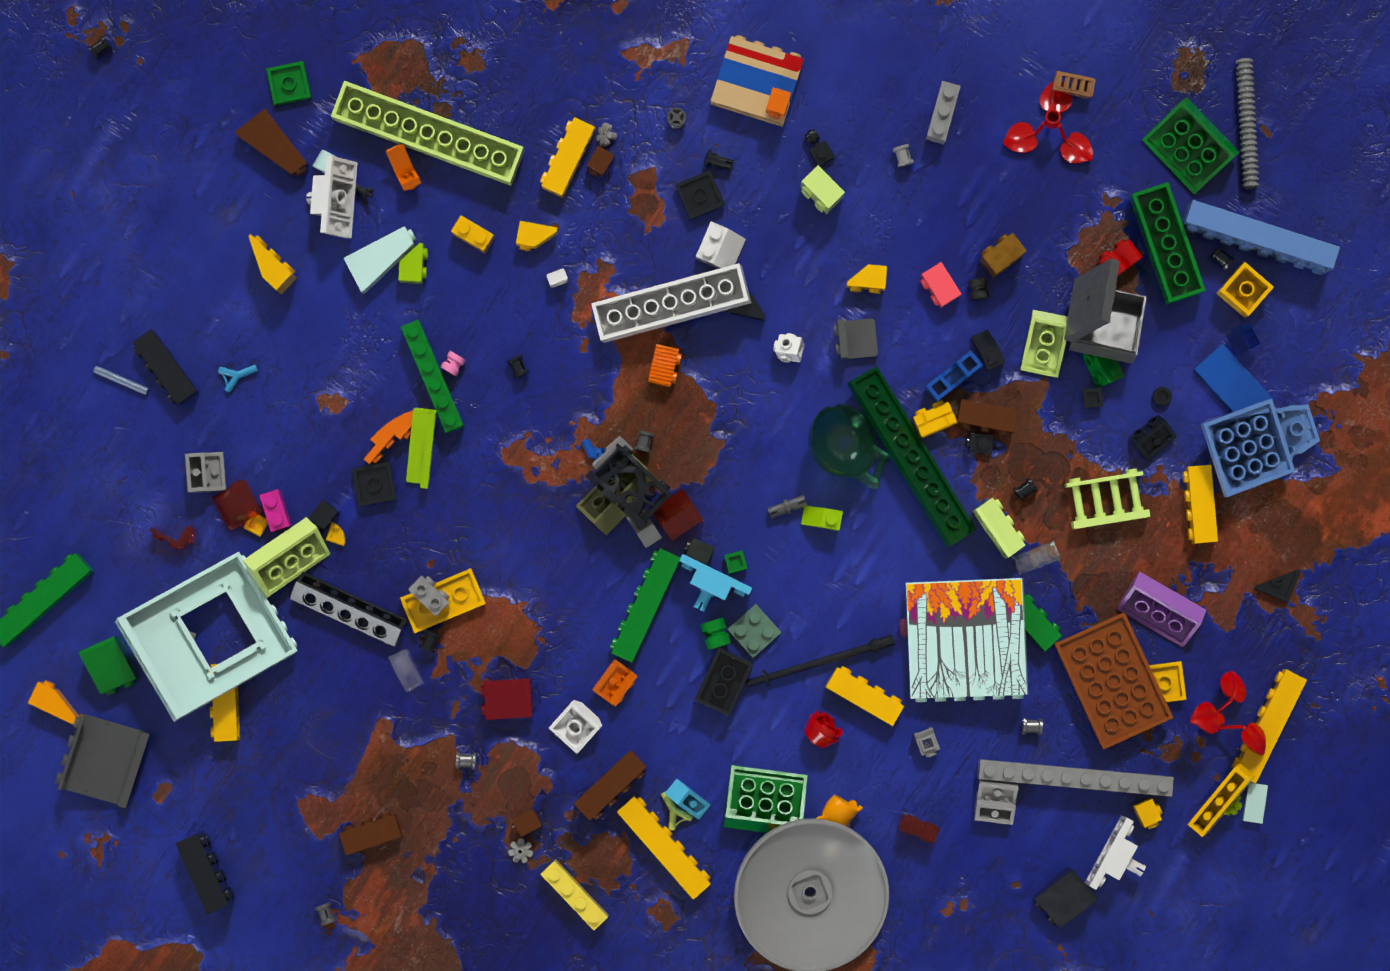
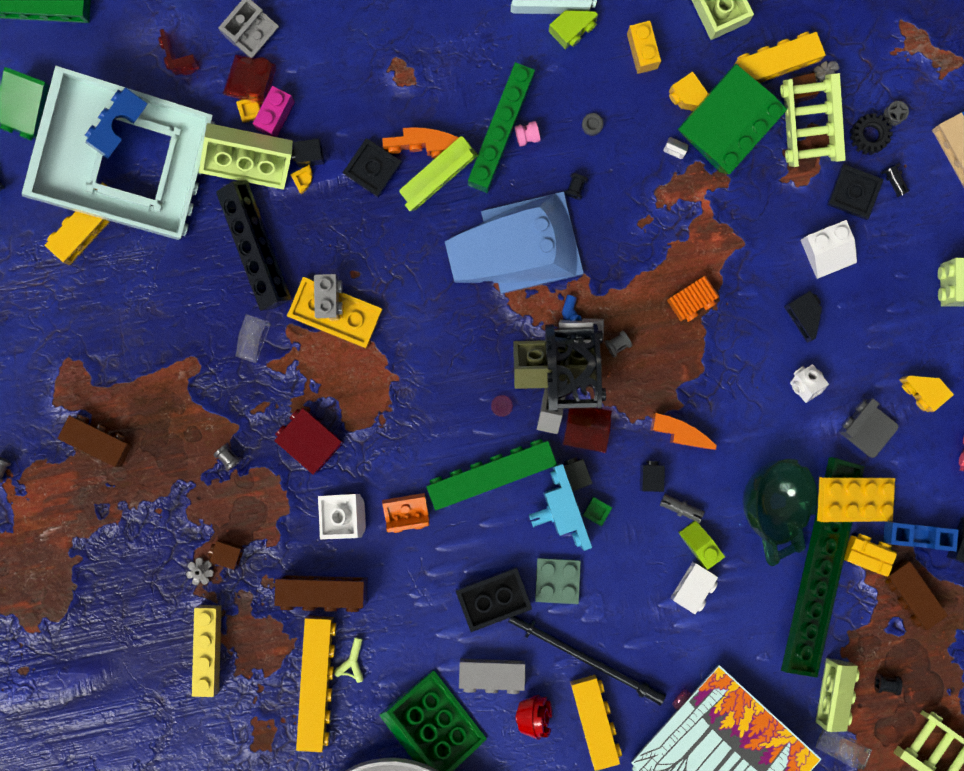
camera: 45 degrees right, 0 degrees up
(189, 634) = (126, 106): none -> blue arch
(430, 641) = (292, 334): black bush -> none
(488, 315) = (592, 124): none -> dark grey tile
(518, 442) = (518, 246): none -> medium blue wedge
(575, 228) = (732, 119): none -> green slope
(609, 554) = (501, 406): none -> clear pink tile
(645, 169) = (833, 128): none -> yellowish green fence
(671, 303) = (751, 254): white brick -> none
(674, 158) = (883, 132): none -> black tyre
(687, 799) = (371, 663): medium azure slope -> none
(715, 633) = (524, 553): green wheel -> none
(740, 458) = (681, 432): none -> orange slope
(749, 505) = (652, 477): none -> black brick
(771, 731) = (492, 675): none -> light grey brick
(844, 549) = (694, 588): none -> white brick
(889, 393) = (855, 499): none -> yellow plate
(979, 443) = (886, 610): black bracket -> none

